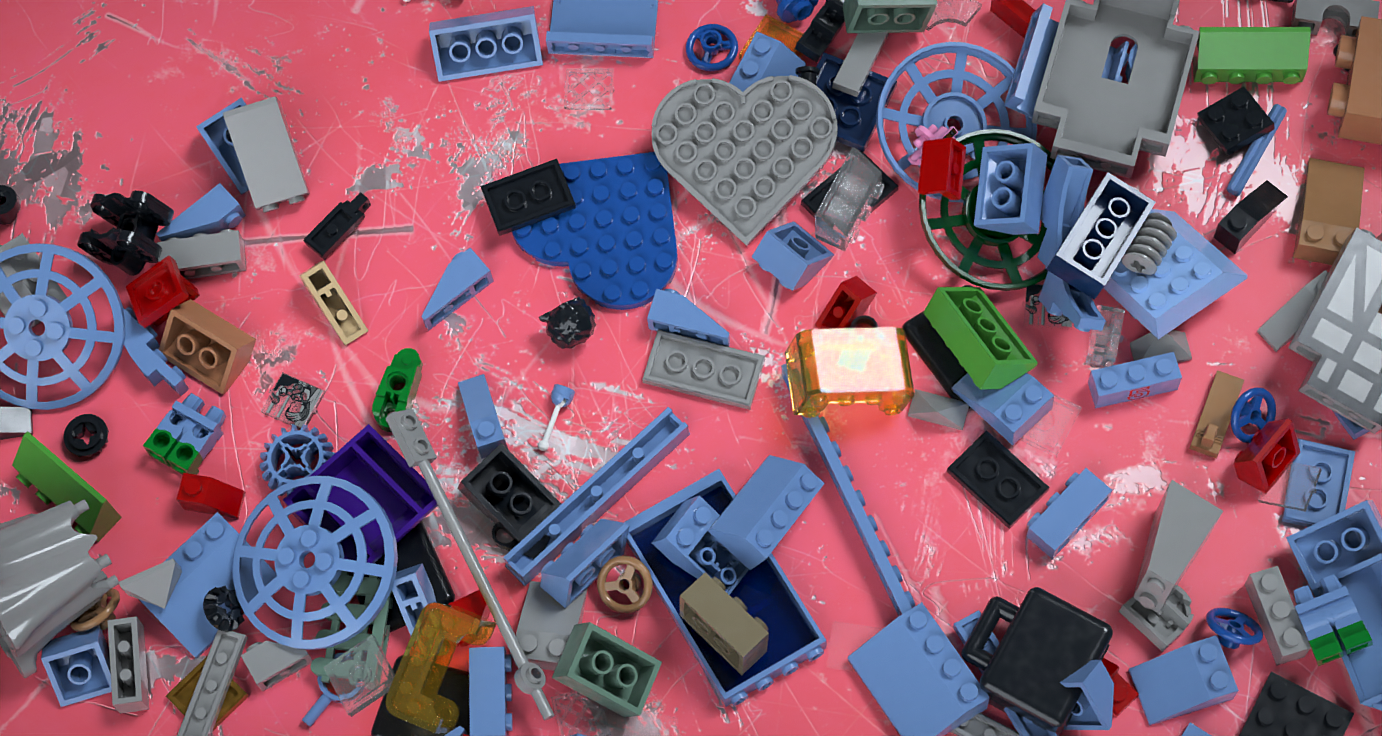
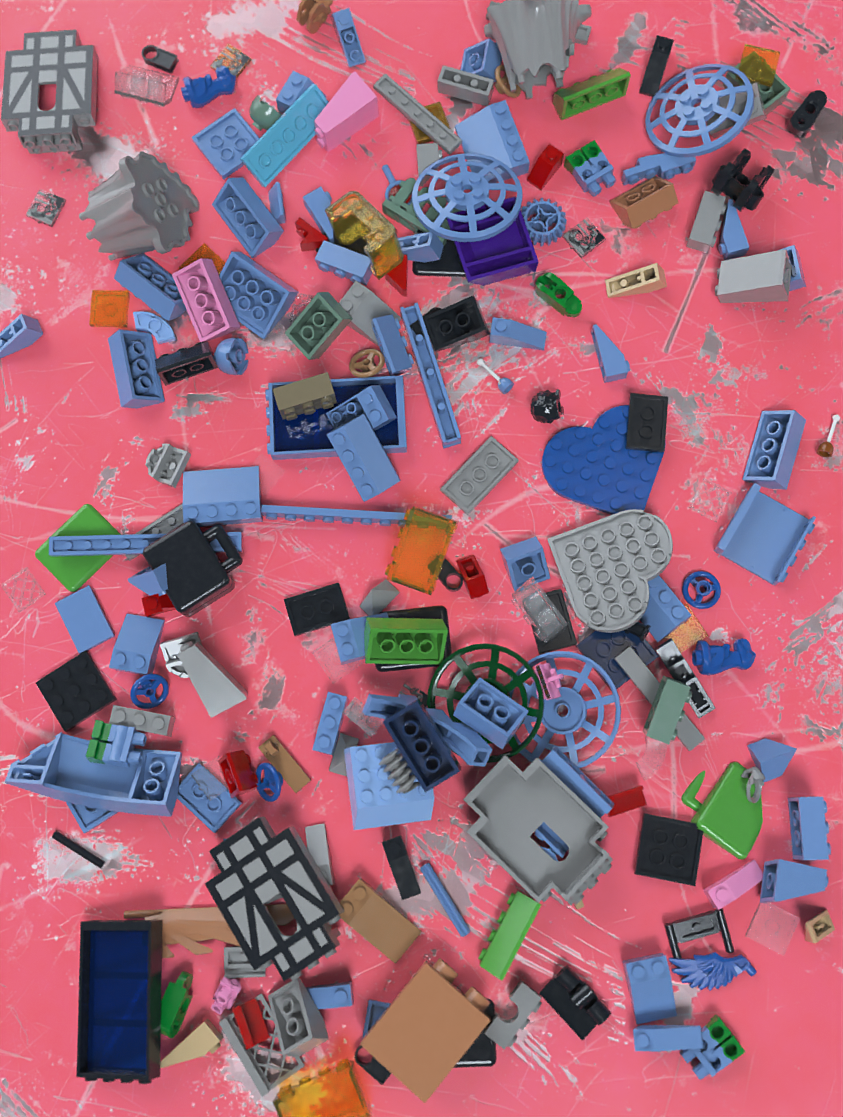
camera: 115 degrees right, 10 degrees up
(76, 430) = (628, 116): black gear -> none
(154, 584) = (498, 108): light grey slope -> none
(159, 292) = (688, 183): red bracket -> none
(217, 615) = (465, 137): black gear -> none
(337, 226) = (687, 306): black hinge -> none
(360, 675) = (389, 197): clear tile -> none
(420, 453) = (503, 277): light grey bar -> none
(680, 316) = (518, 476): medium blue slope -> none
(942, 168) = (523, 673): red panel -> none
(1068, 512) = (271, 636): medium blue brick -> none
(1235, 121) = (471, 896): black plate -> none

